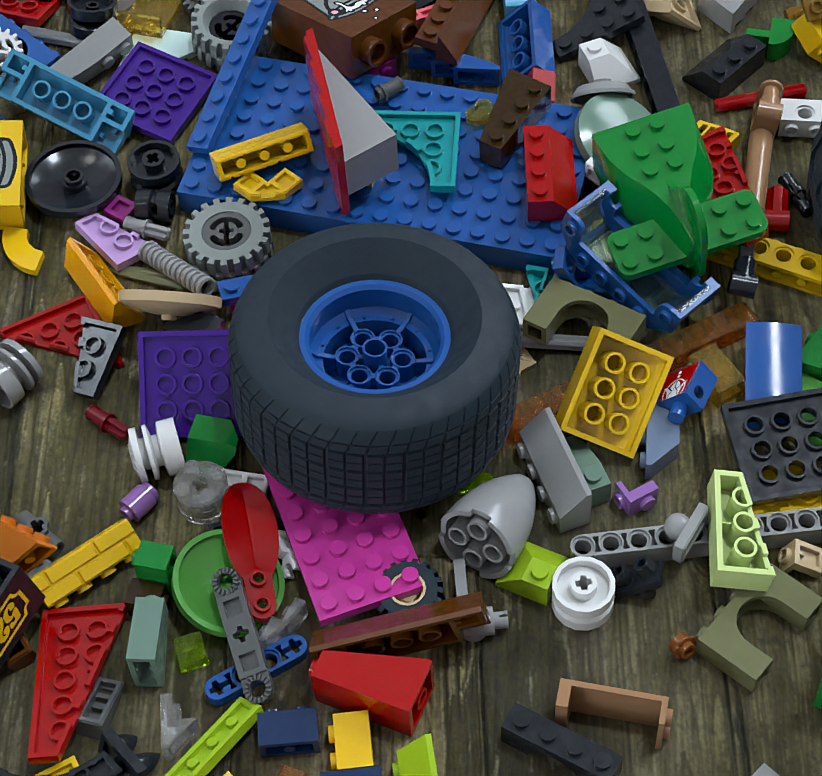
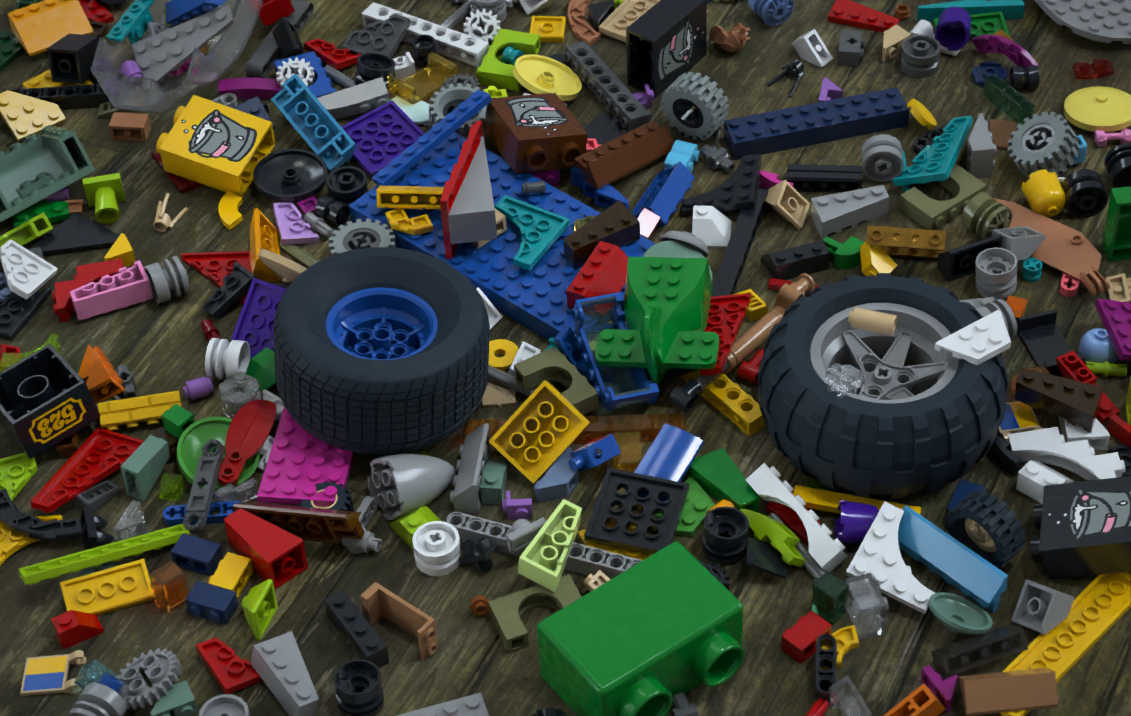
camera: 25 degrees right, 10 degrees down
(176, 268) = (312, 247): light grey piece -> none

